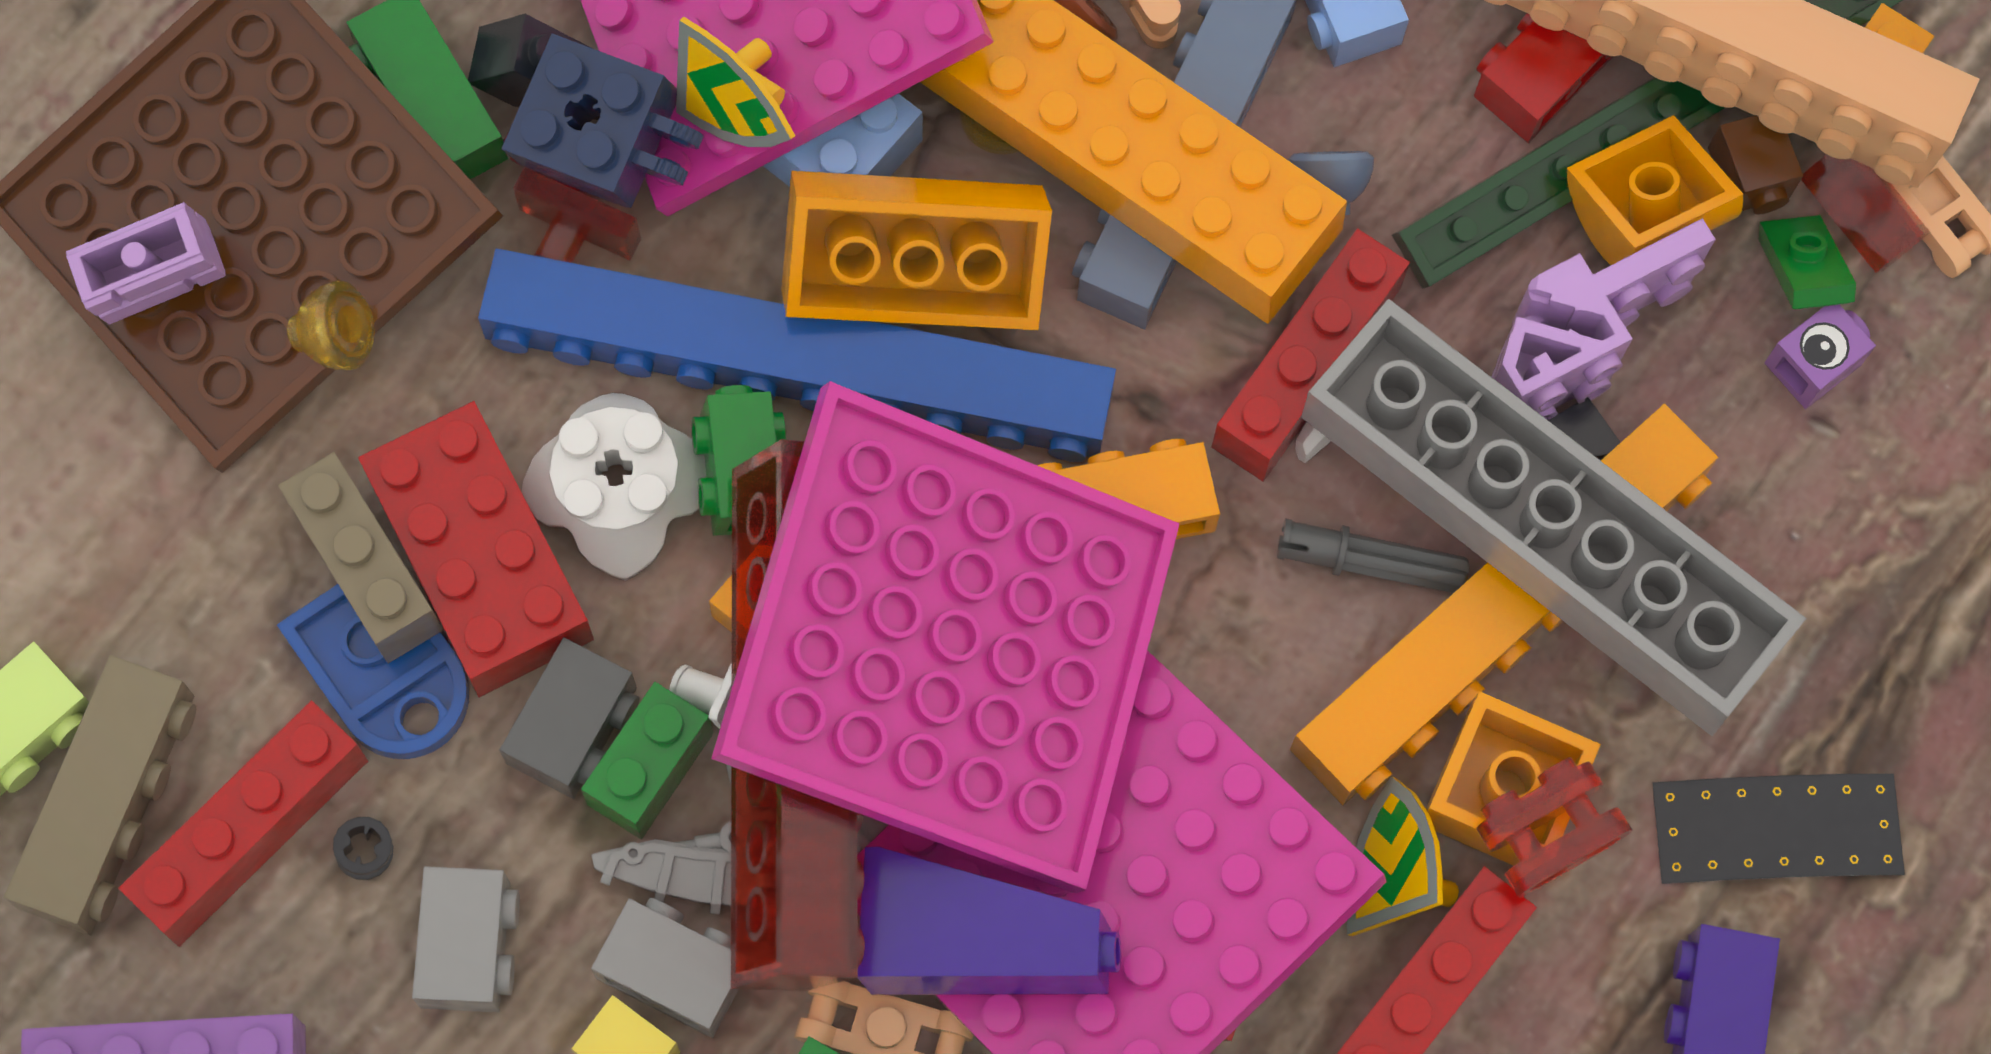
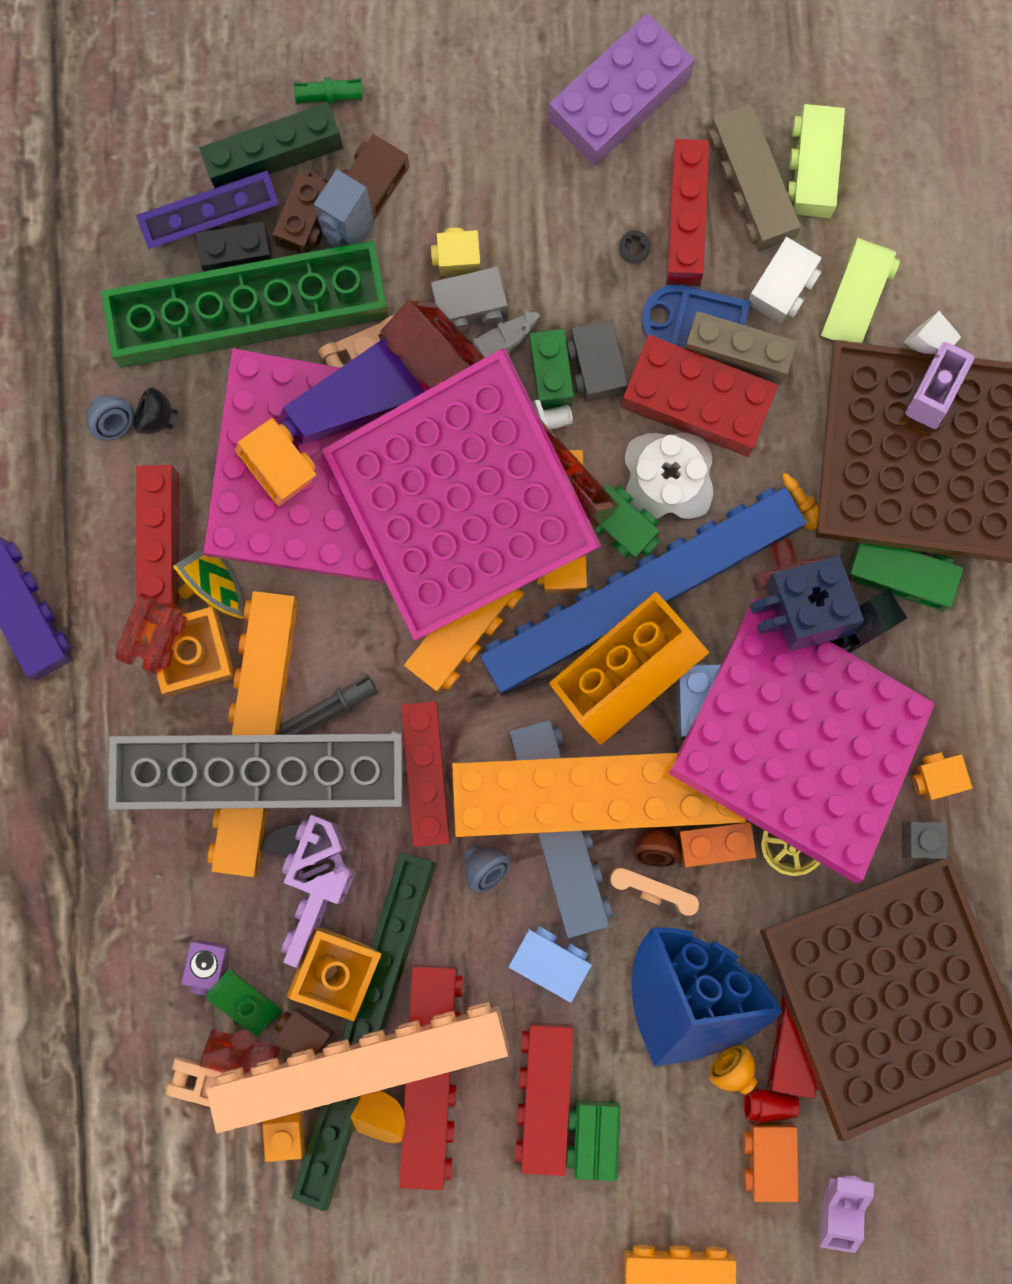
camera: 145 degrees right, 10 degrees up
(81, 520) = (859, 291): none -> yellowish green door
(83, 358) = (931, 334): none -> white brick
(202, 609) = (784, 281): none -> white brick
(334, 327) = (836, 425): clear yellow brick -> none
(464, 939) = (560, 242): light grey brick -> none
(467, 288) = (805, 504): none -> light orange bar
(724, 91) = (763, 660): shield -> none
(1169, 914) = (276, 461): none -> light orange brick
(1777, 827) = (68, 736): black sticker -> none

